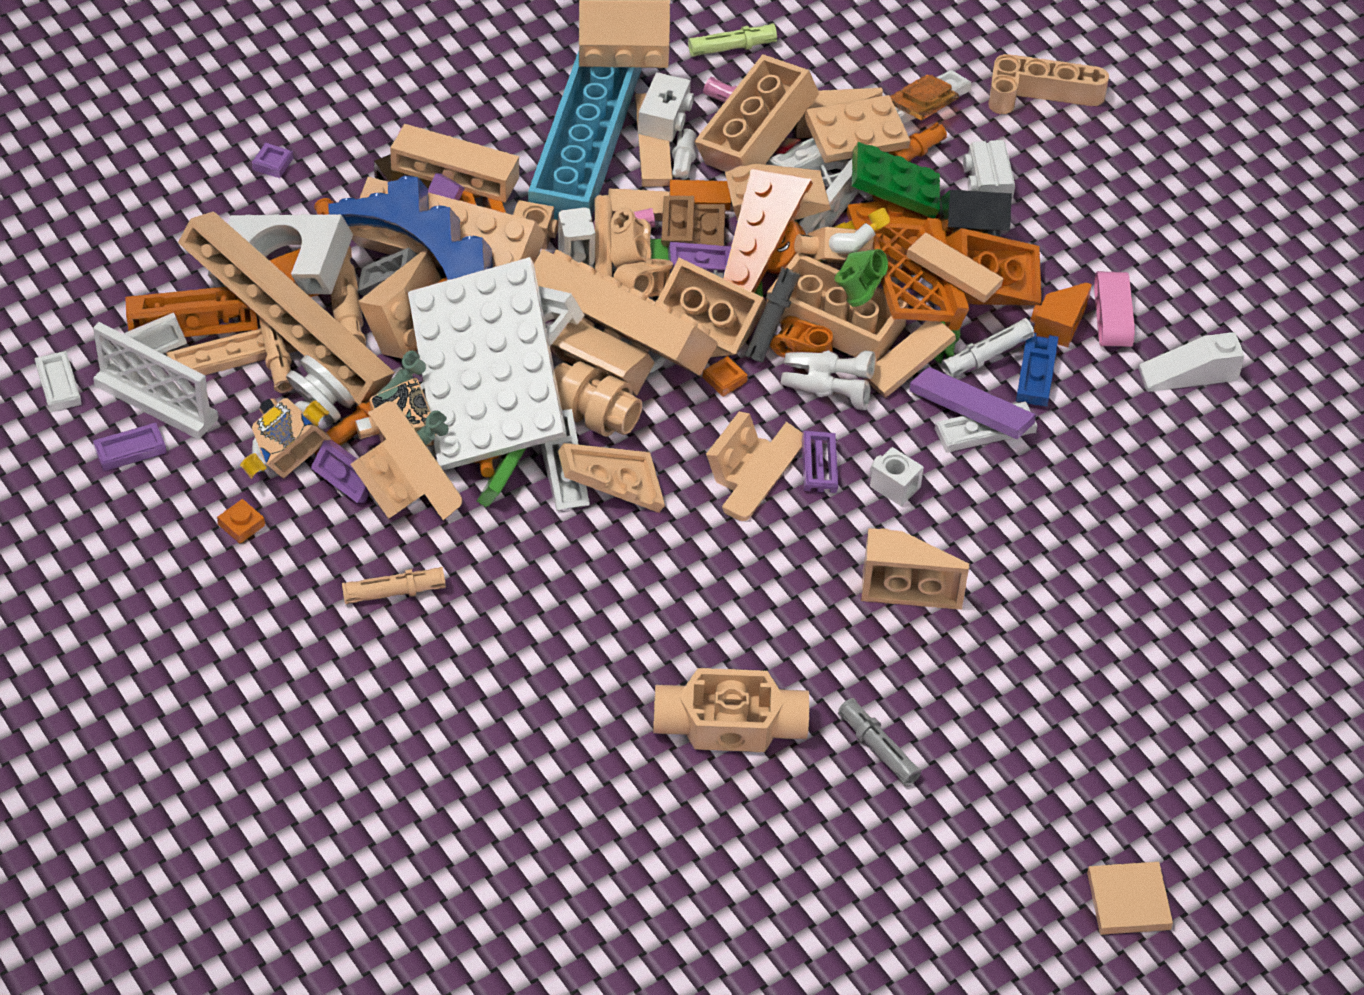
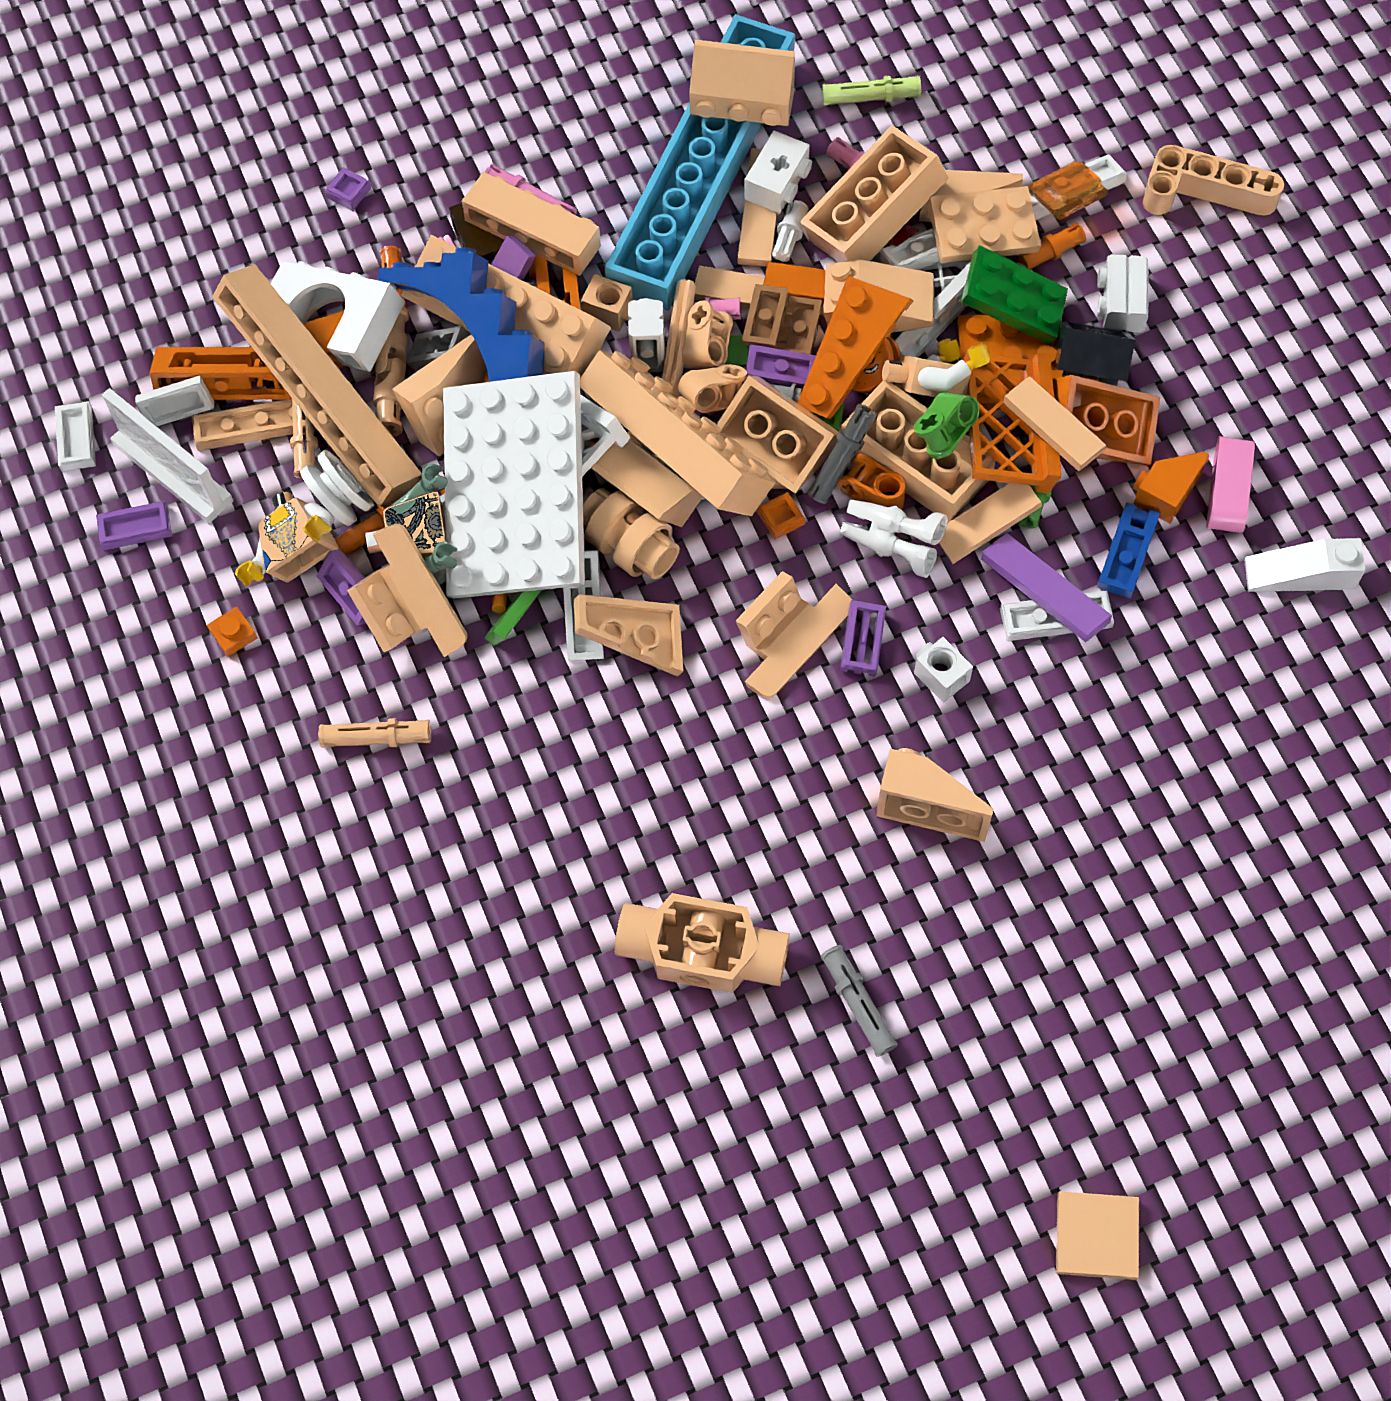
camera: 15 degrees right, 15 degrees up
(977, 354) = (1068, 523): white pin -> none

